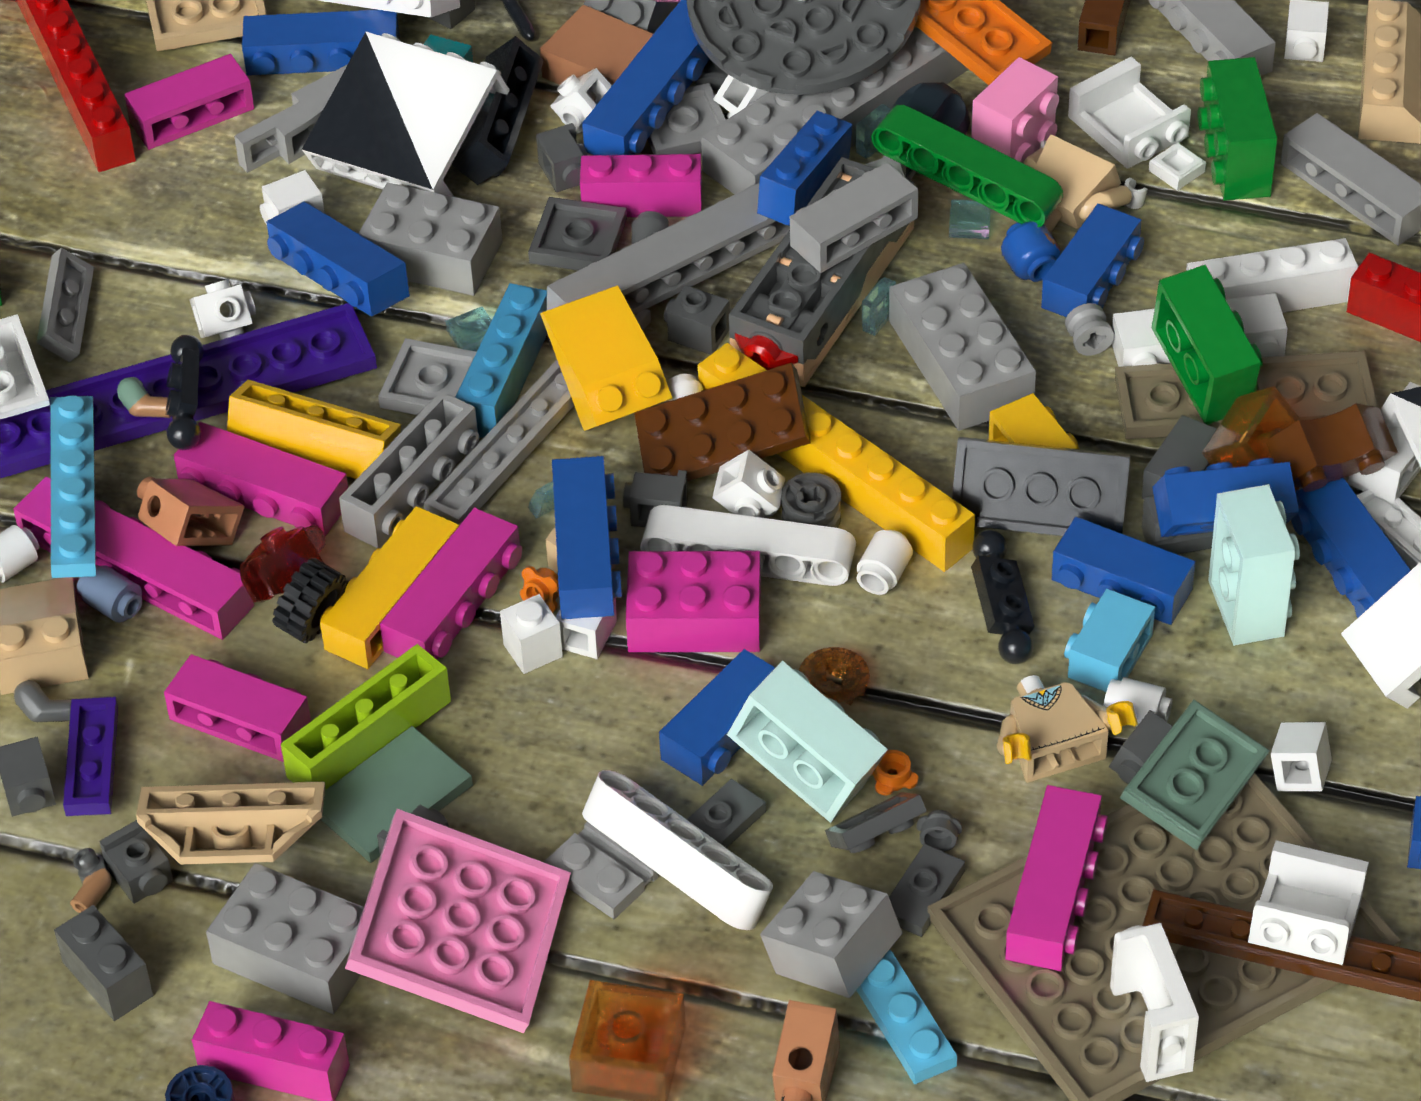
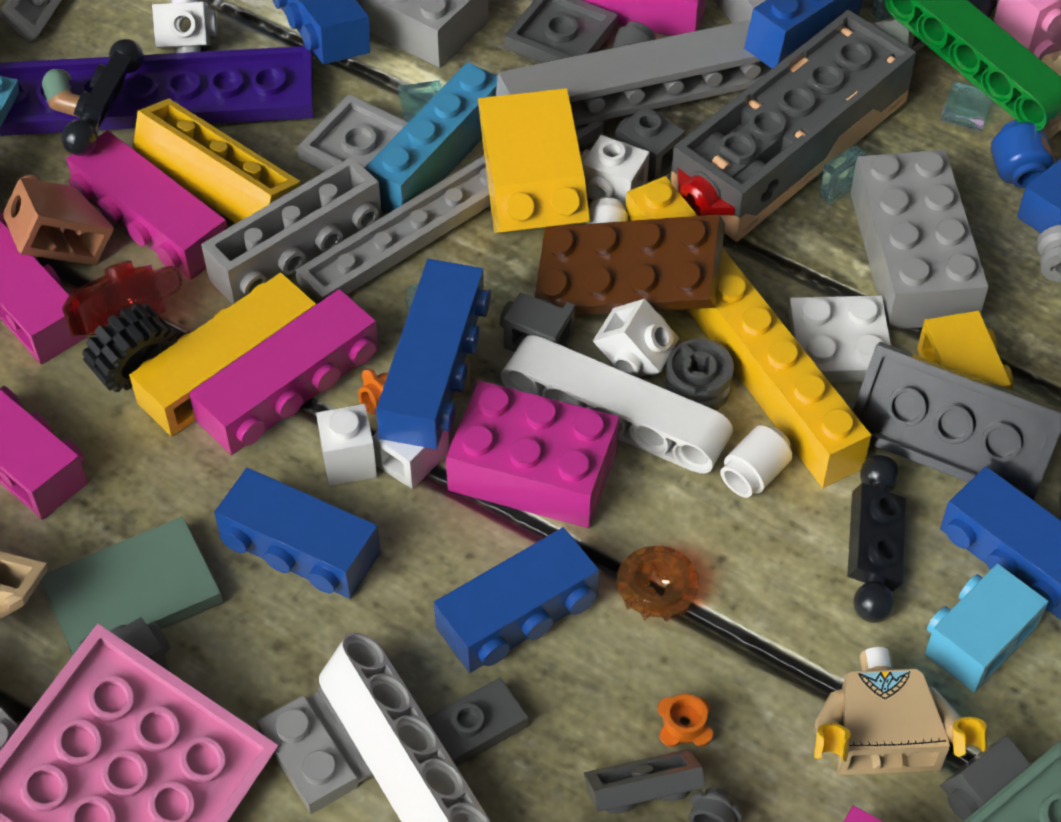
camera: 15 degrees right, 5 degrees up
(367, 719) = (129, 499): lime brick -> none
(518, 712) = (297, 533): none -> blue brick
(678, 347) = (614, 169): none -> white brick
(807, 741) = (590, 663): light aqua brick -> none
(853, 217) = (838, 73): light grey brick -> none
(920, 440) = (839, 333): none -> white plate
(1142, 695) = (1000, 710): white brick -> none

